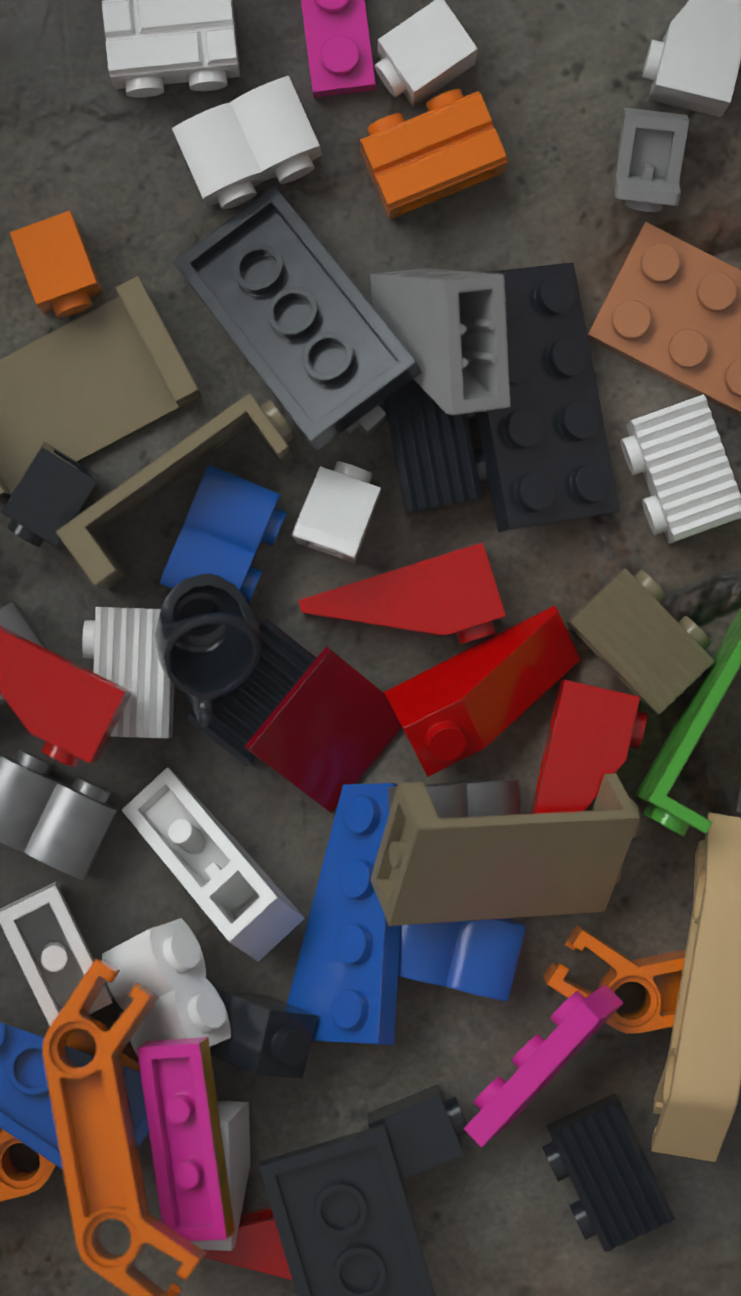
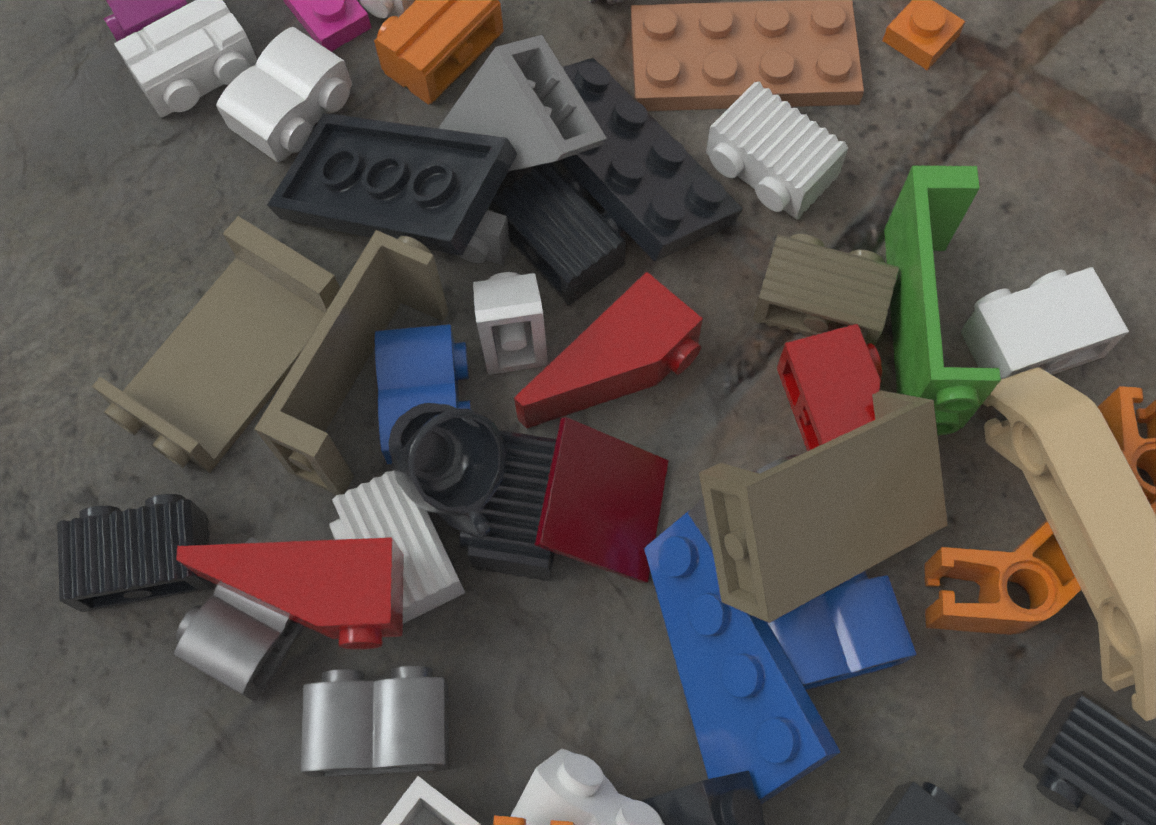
camera: 25 degrees left, 20 degrees down
(48, 496) = (230, 436): black brick -> none
(57, 265) = (167, 251): orange brick -> none
(212, 866) = (569, 685): white slope -> none
(481, 690) = (716, 400): red slope -> none
(540, 1062) = (987, 694): dark pink plate -> none

